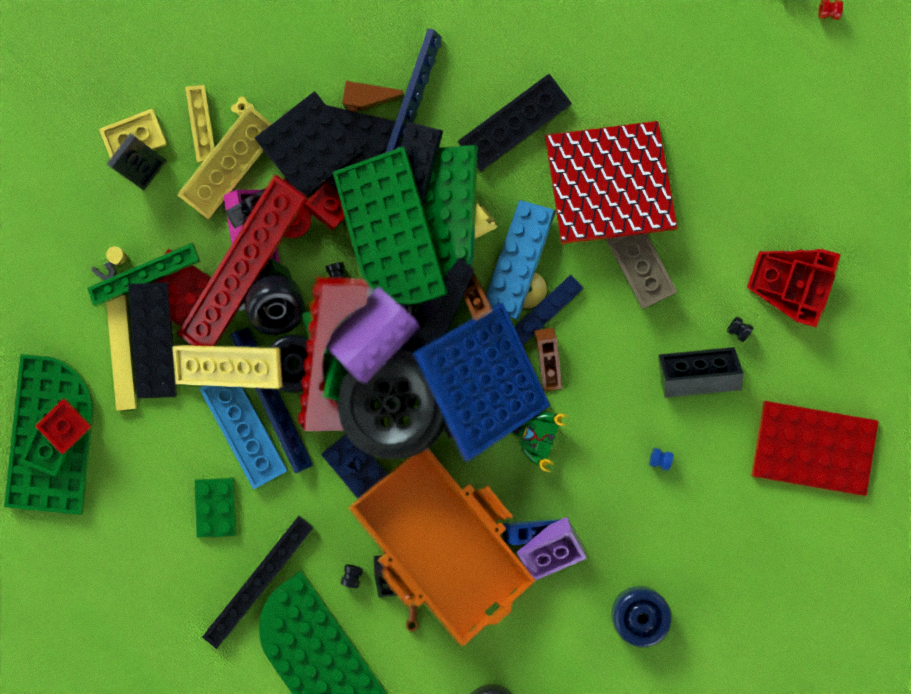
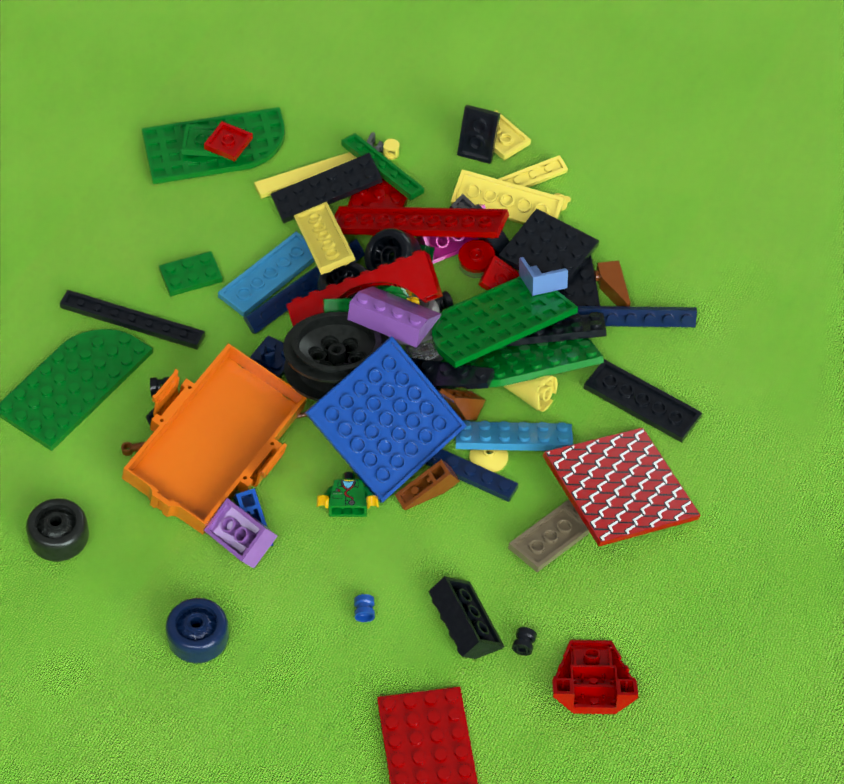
camera: 70 degrees right, 35 degrees down
(358, 172) = (542, 282): none -> medium blue panel

